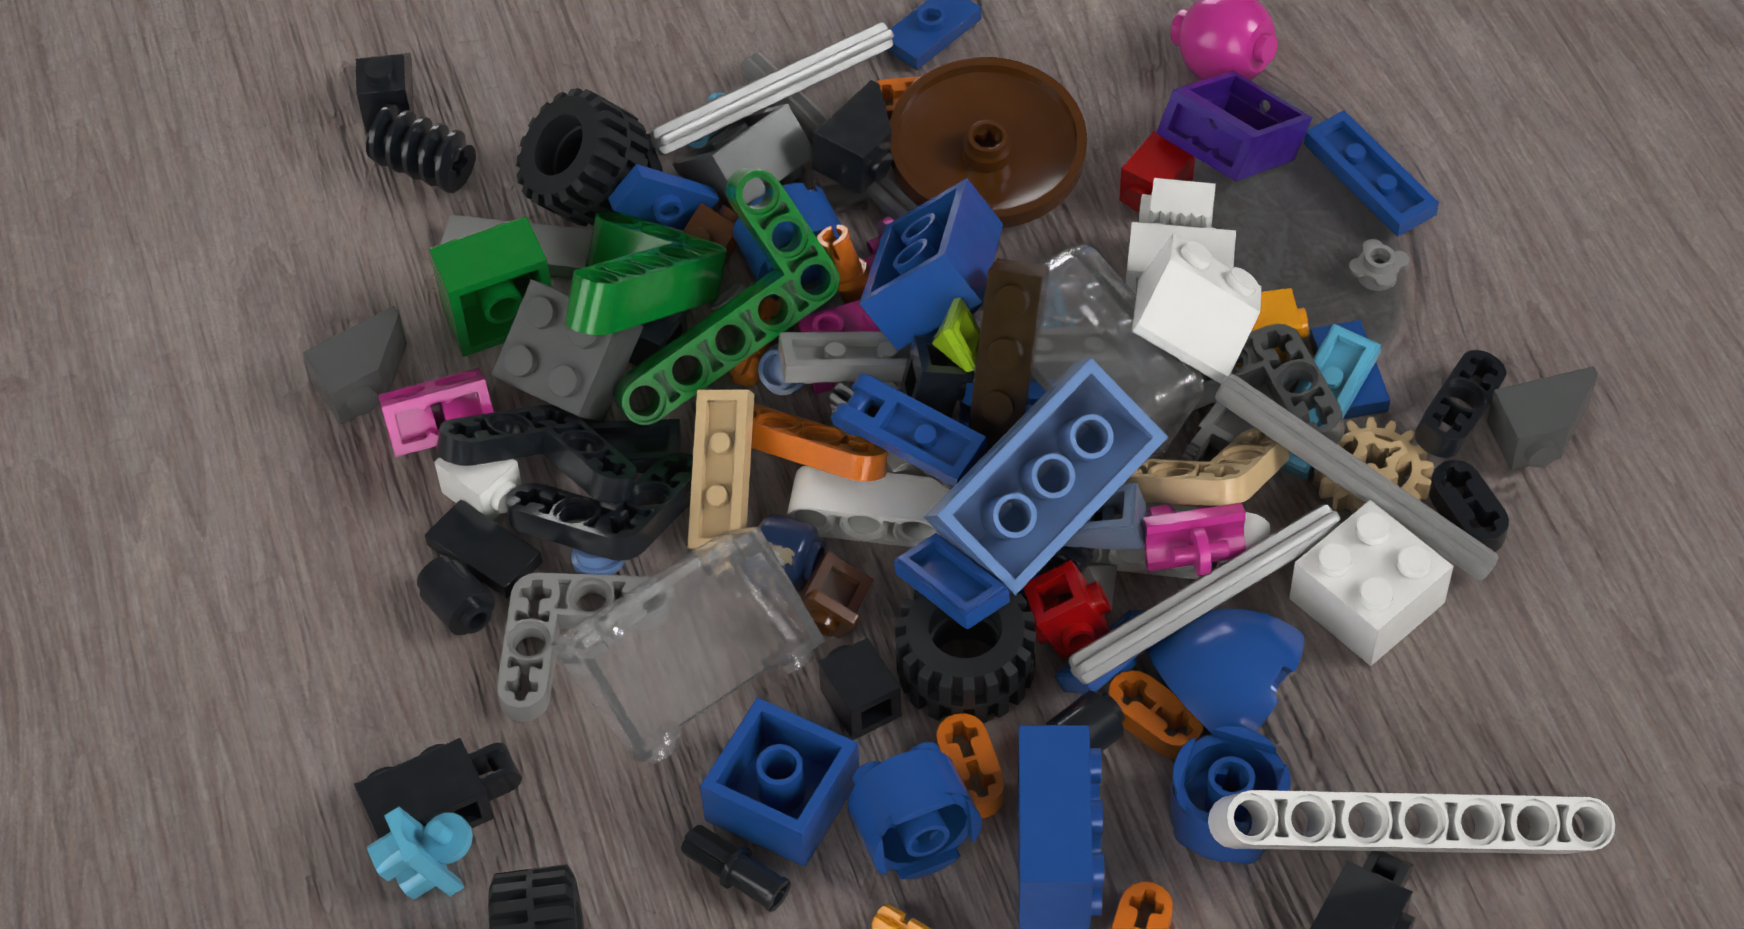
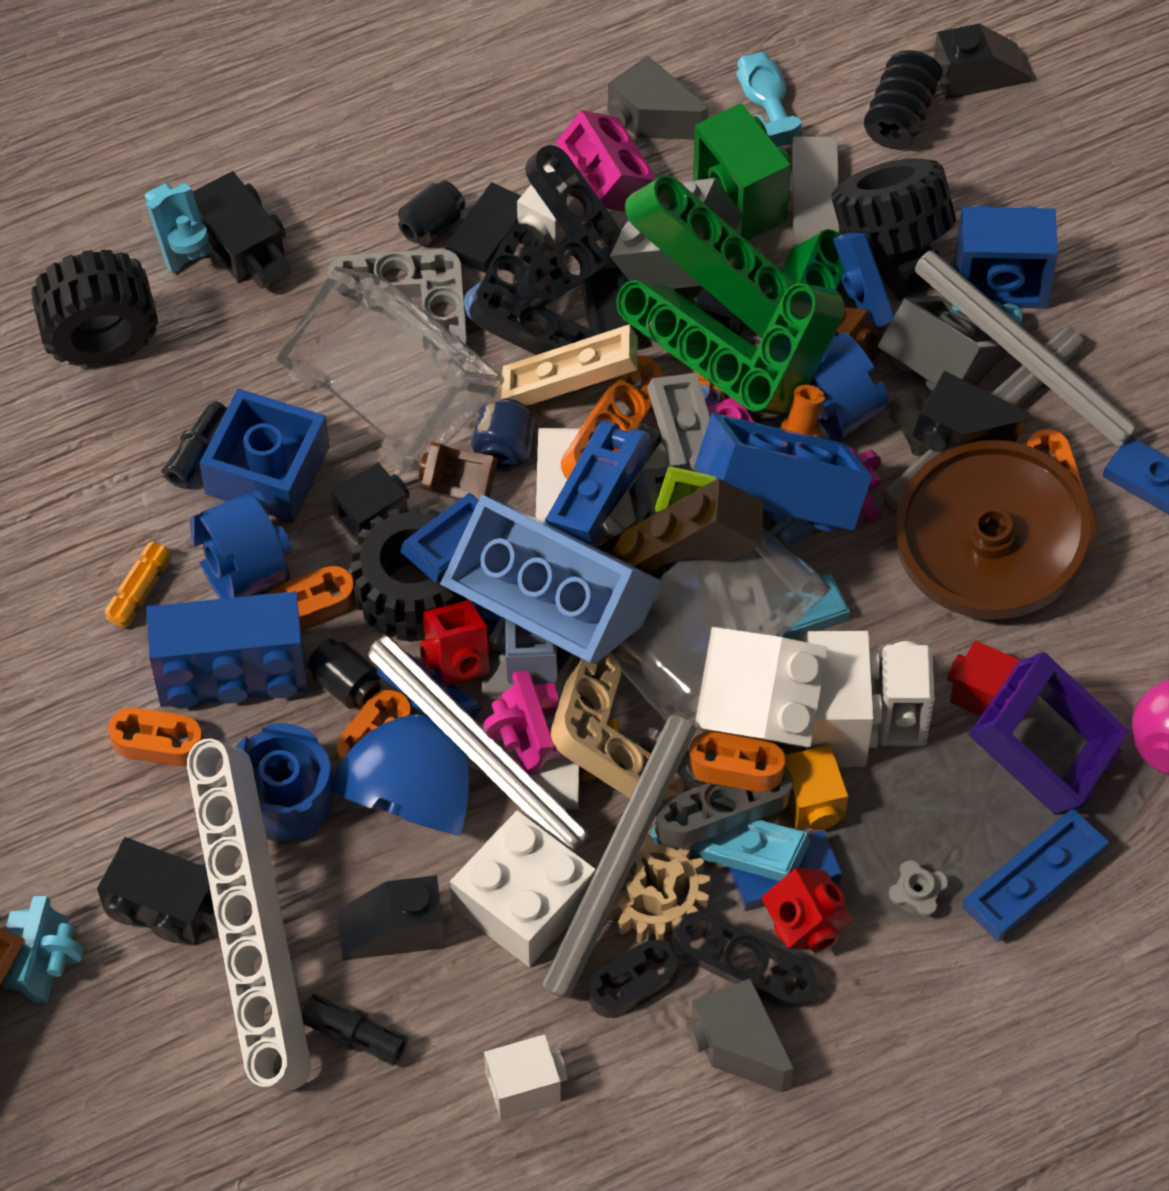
camera: 80 degrees right, 5 degrees up
(363, 271) = (767, 88): none -> medium azure piece
(661, 70) = (1008, 253): none -> blue brick
(1270, 361) = (736, 761): none -> orange beam
(1399, 706) = (393, 919): none -> black slope
(1412, 342) = (807, 910): none -> red brick
(1527, 755) = (354, 1029): none -> black pin
(1587, 605) = (524, 1076): none -> white brick

